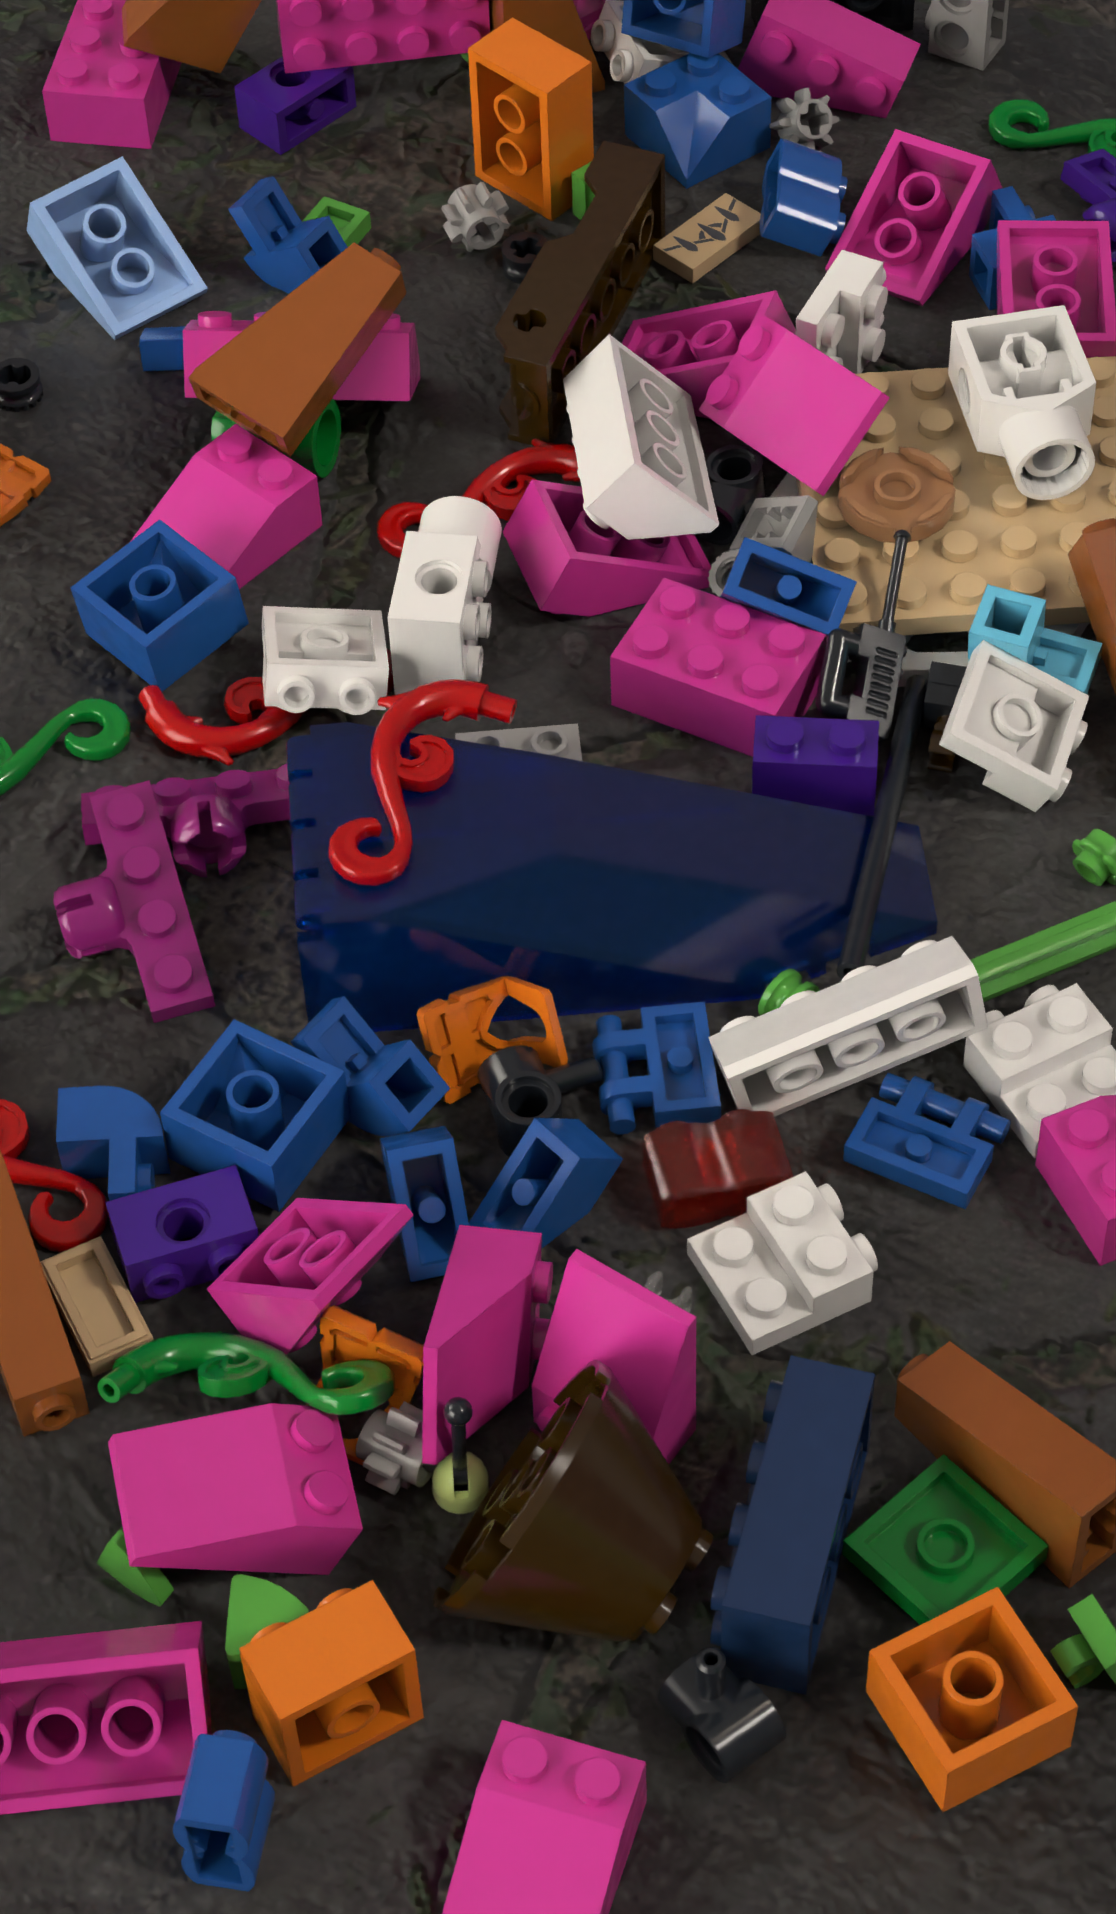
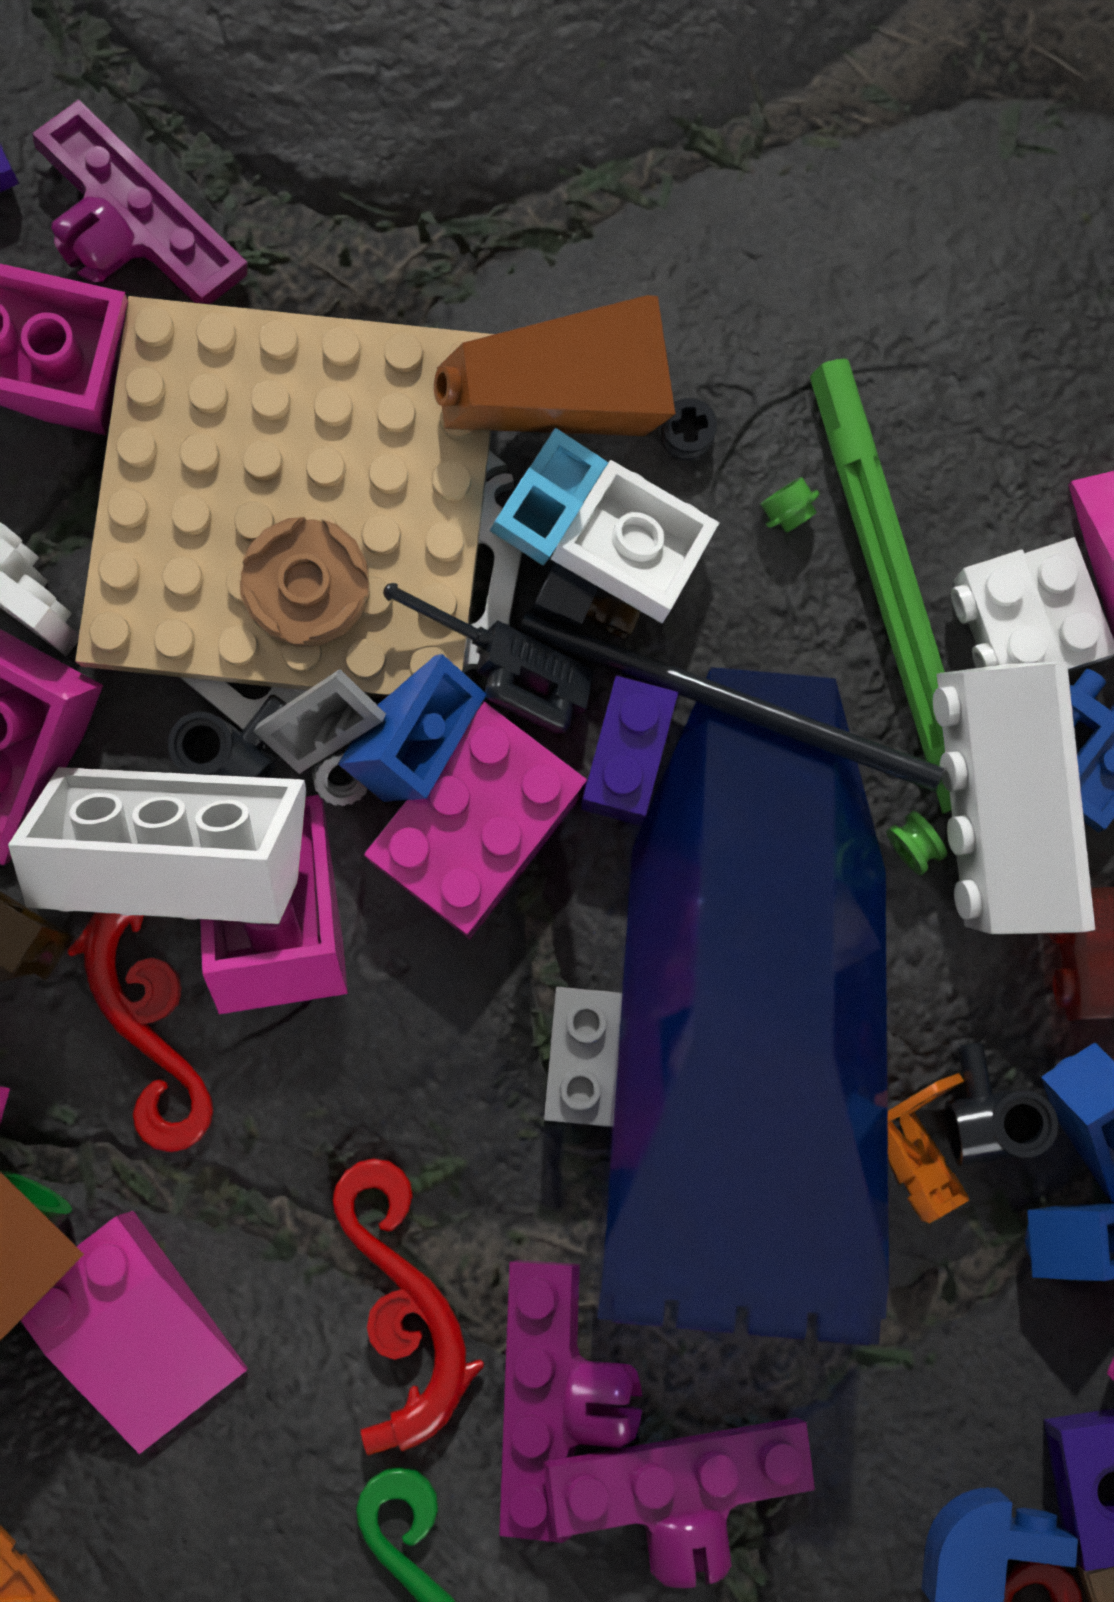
camera: 85 degrees left, 30 degrees up
(160, 605) = (264, 1424): blue slope -> none
(256, 1109) = (993, 1401): blue slope -> none
(324, 659) = (385, 1244): white plate -> none
(386, 1084) = (955, 1272): blue brick -> none
(393, 772) = (614, 1180): red plant -> none
(440, 594) = (306, 1095): white brick -> none
(678, 1062) = (973, 965): blue plate -> none
(793, 404) = (156, 659): dark pink slope -> none
(1027, 396) = (216, 408): white brick -> none

